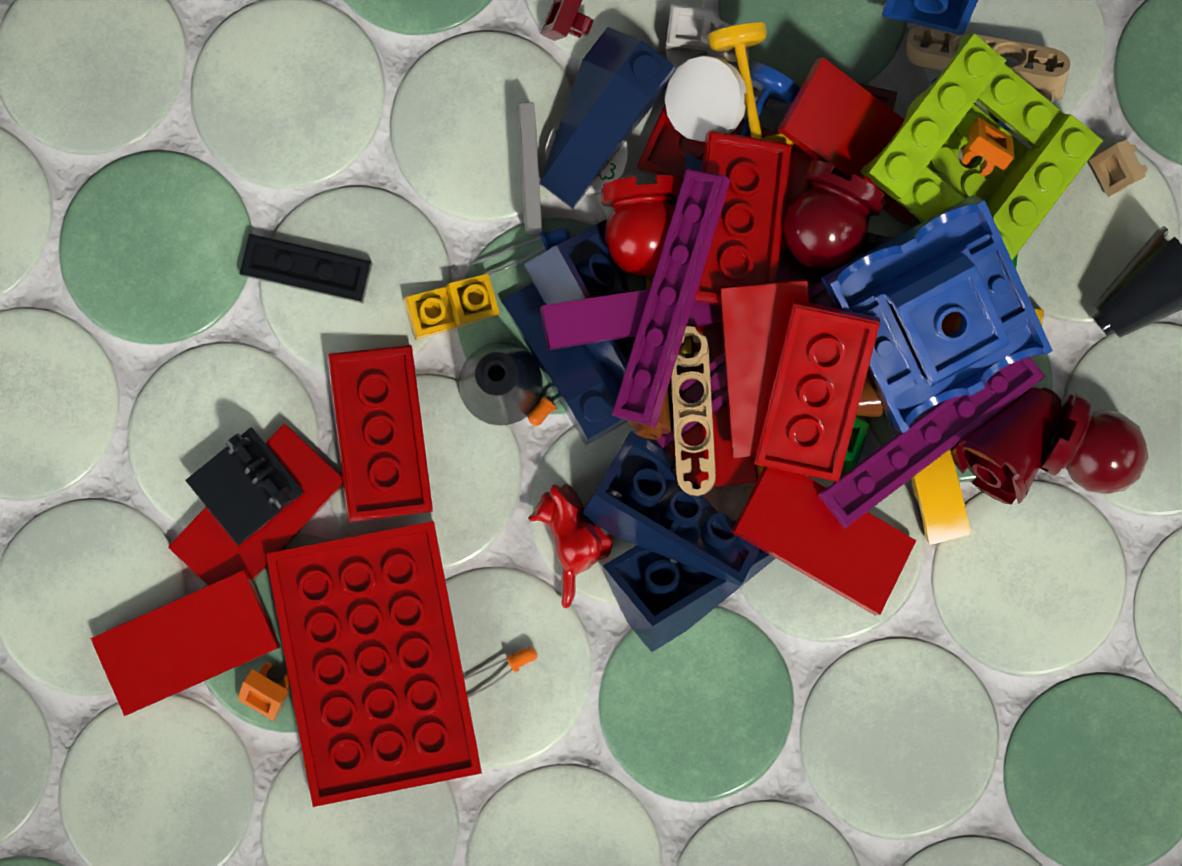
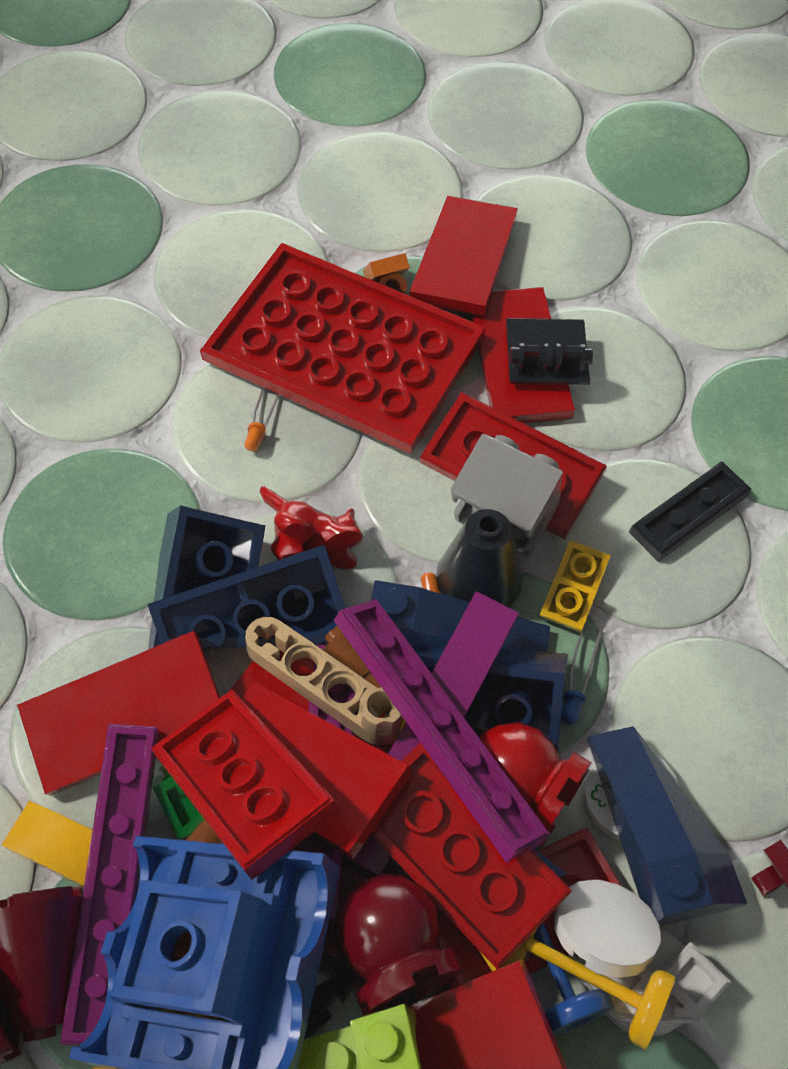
camera: 125 degrees right, 25 degrees down
(432, 399) = (510, 482): none -> light grey piece
(529, 168) = (658, 732): light grey tile -> none

